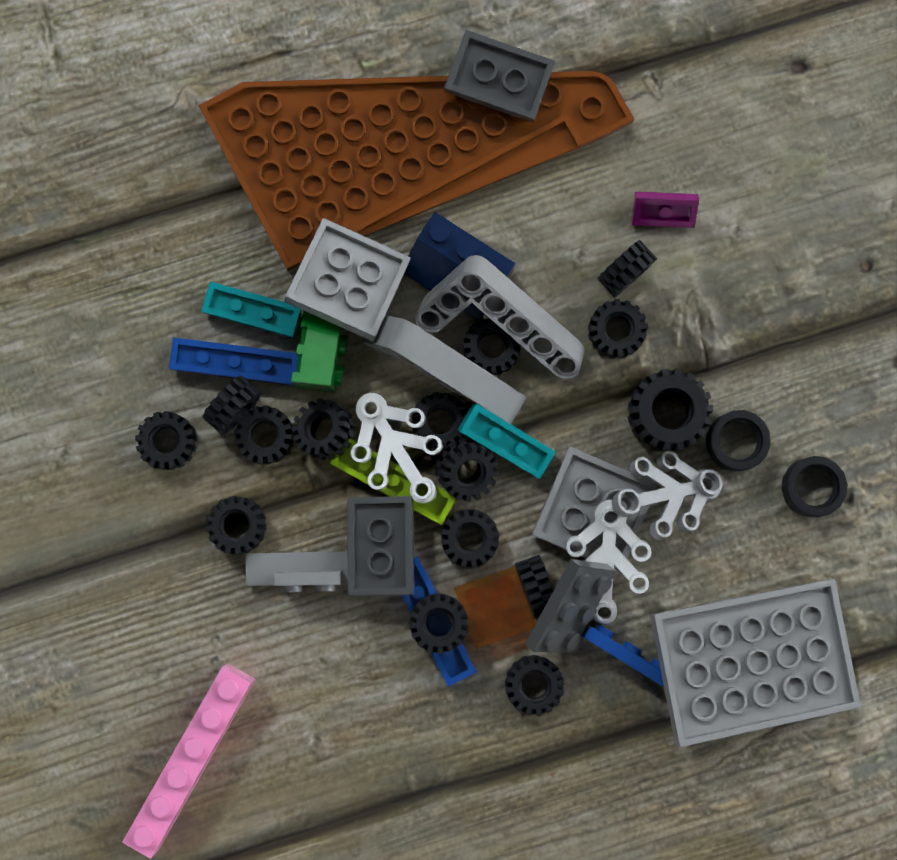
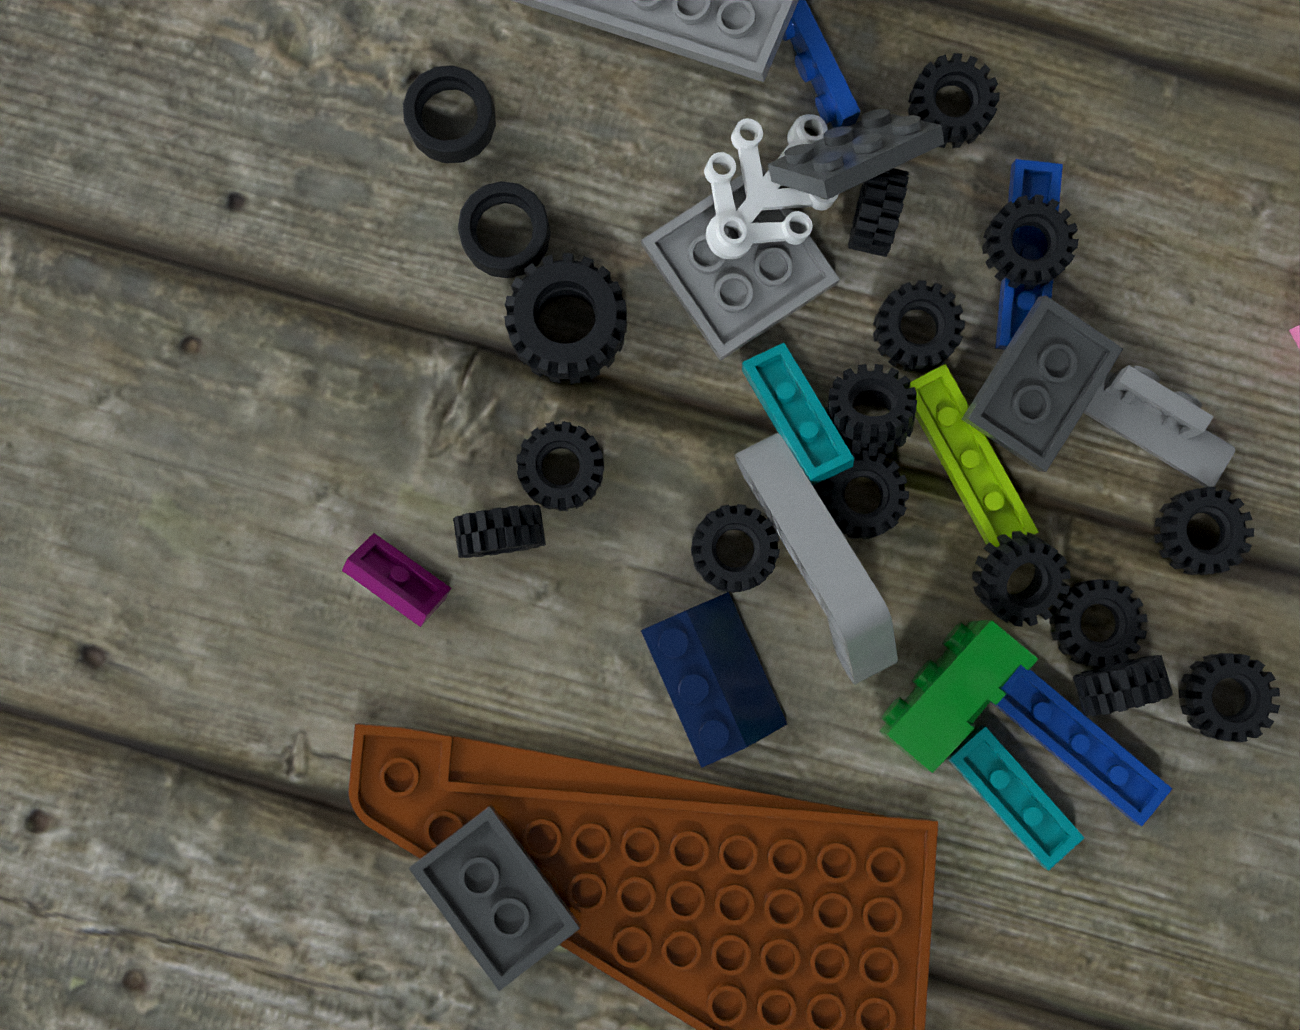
camera: 150 degrees left, 0 degrees up
(347, 279) = (875, 751): light grey plate -> none
(392, 443) = (944, 502): white plant -> none
(495, 607) = (943, 224): clear orange plate -> none
(558, 352) = (690, 579): light grey beam -> none
(671, 491) = (633, 215): light grey plant -> none

